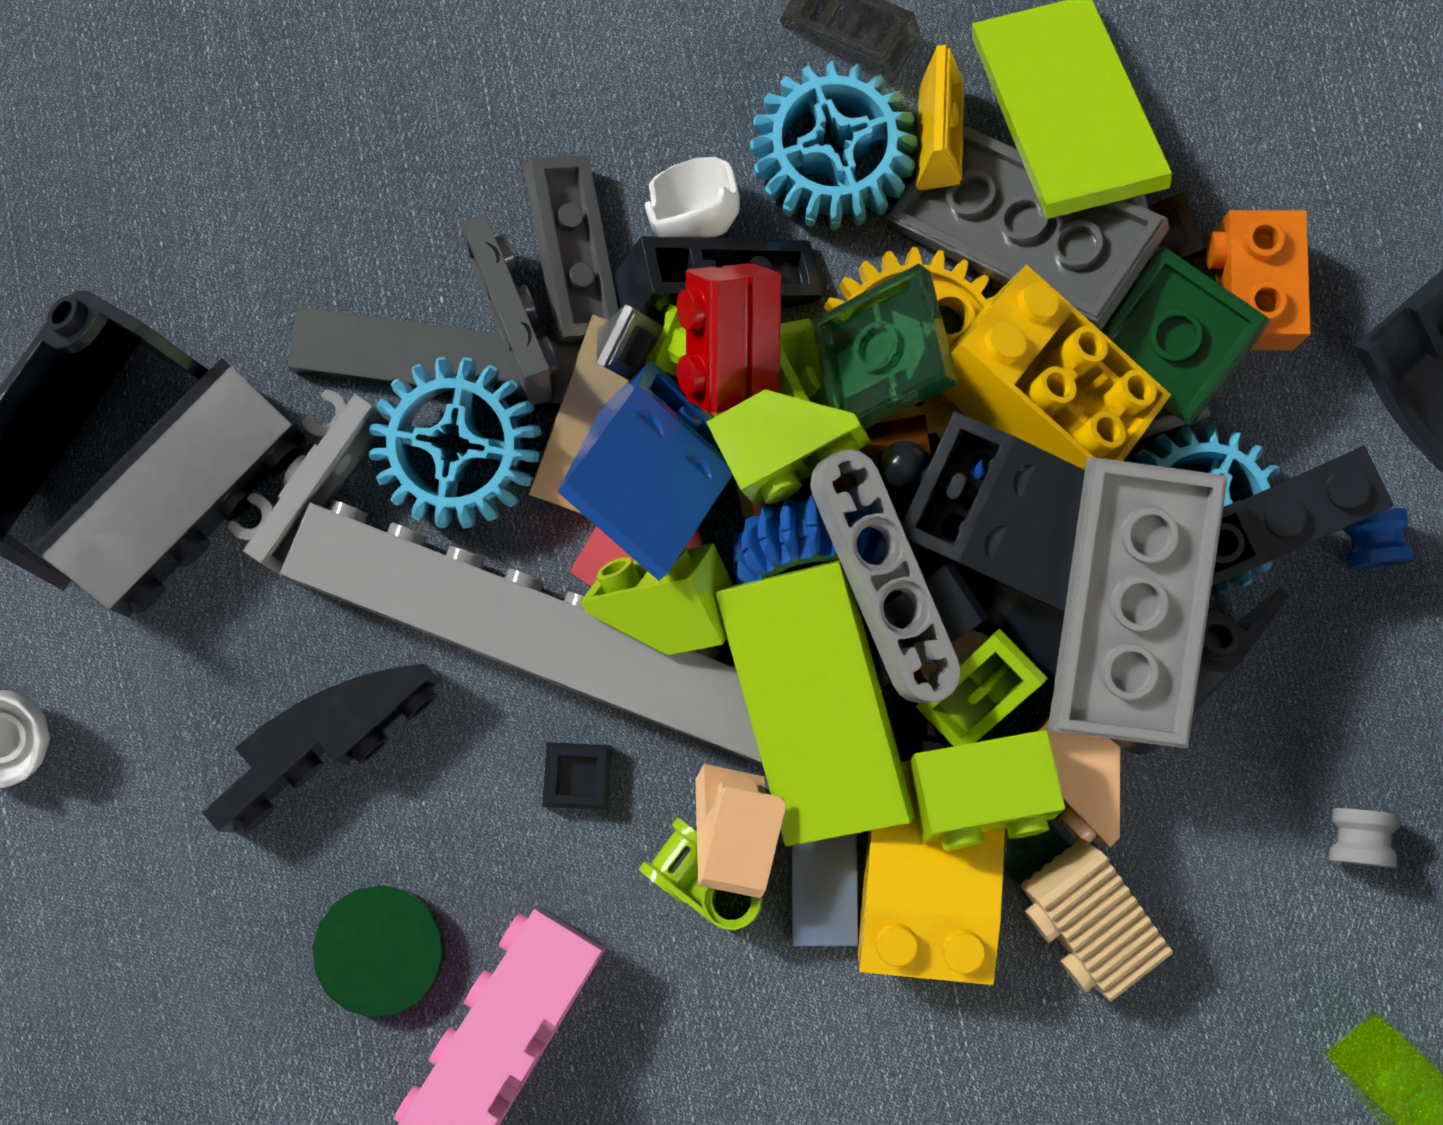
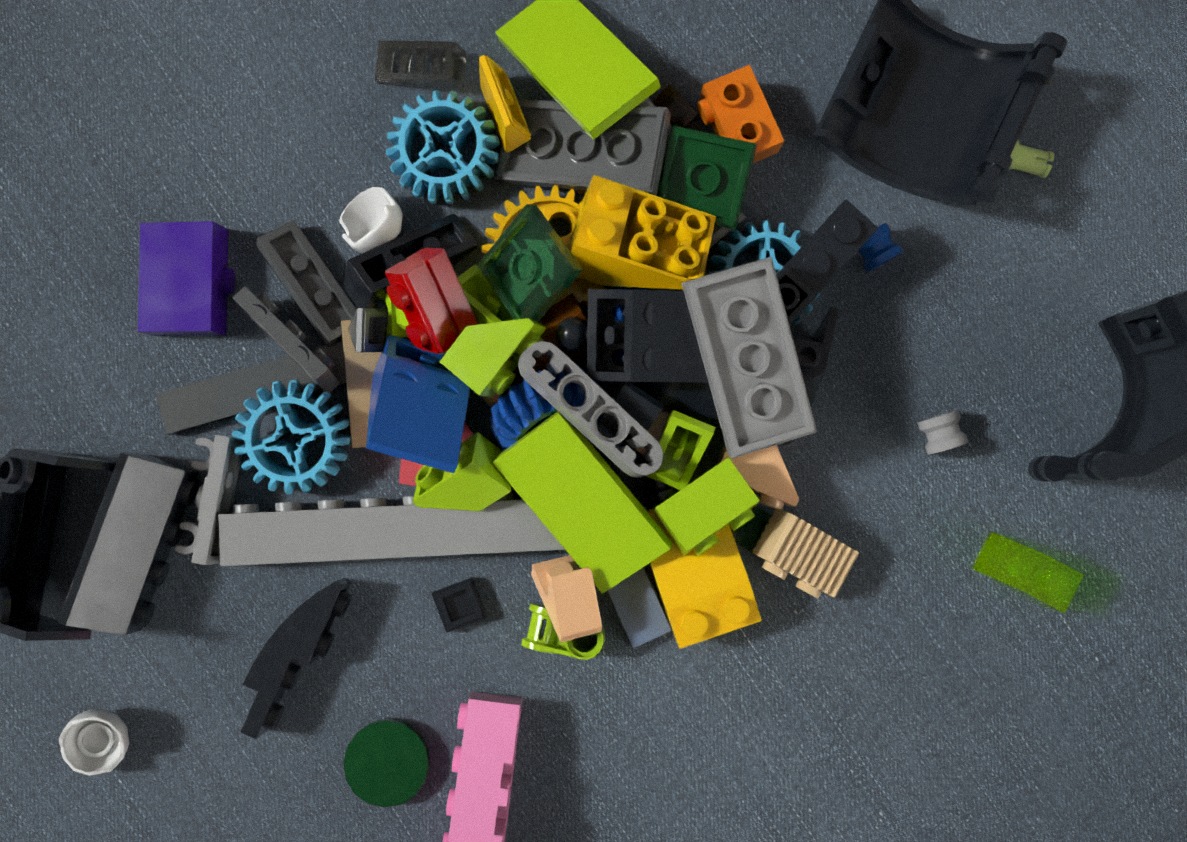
camera: 30 degrees left, 5 degrees up
(406, 171) = (183, 278): none -> dark purple container

